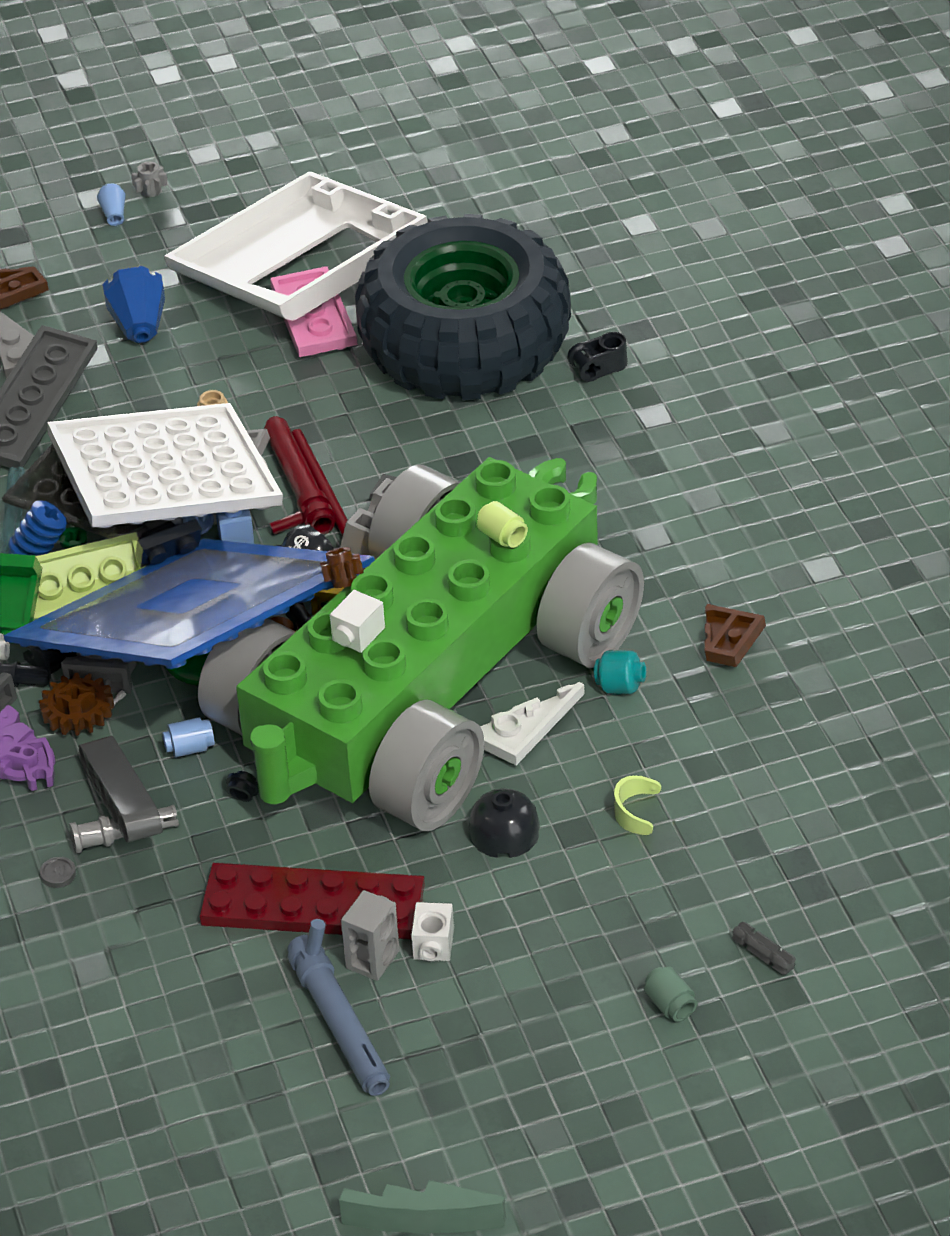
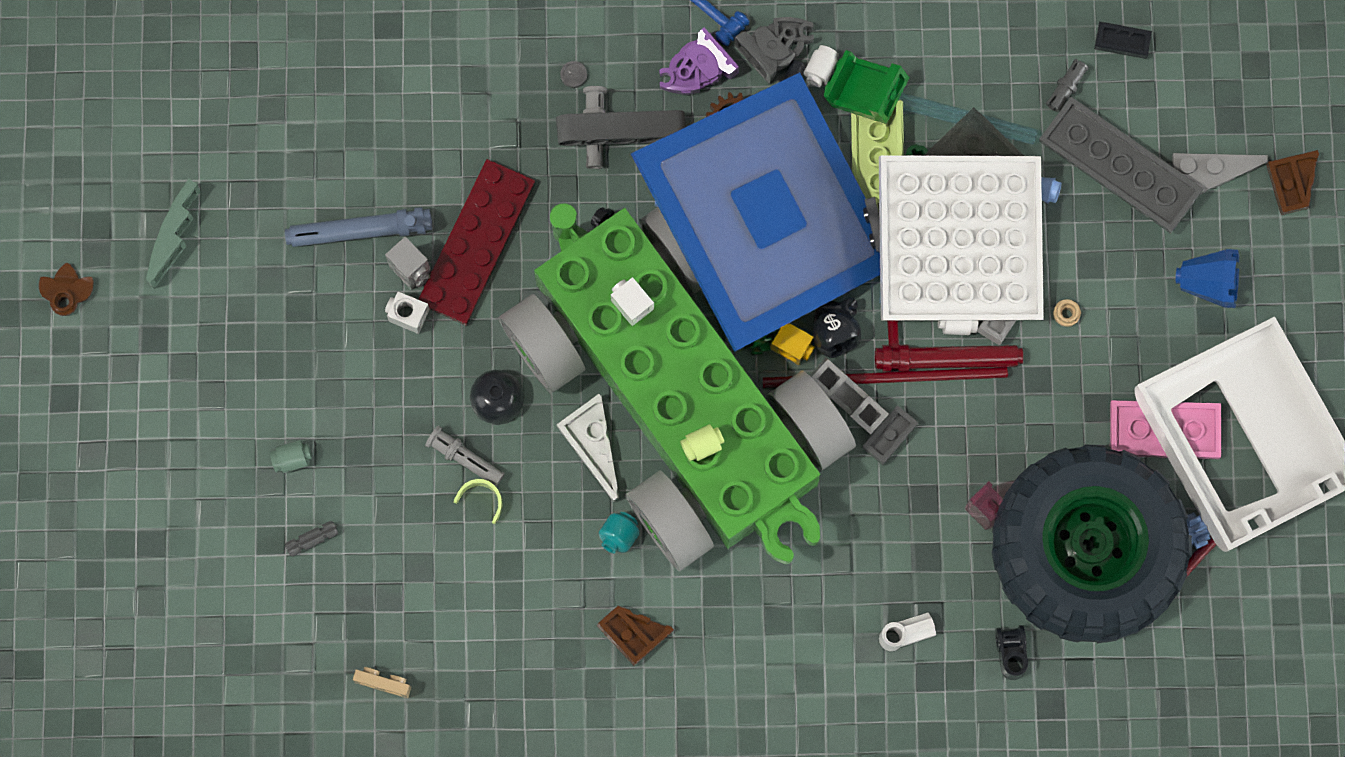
camera: 105 degrees right, 35 degrees up
(38, 530) = (924, 127): blue piece -> none
(341, 567) = (712, 313): reddish brown gear -> none
(454, 398) = (982, 507): none -> clear pink hinge
(589, 841) = (455, 446): none -> light grey pin
(619, 432) = (909, 631): none -> white piece
(906, 834) = (371, 678): none -> tan plate

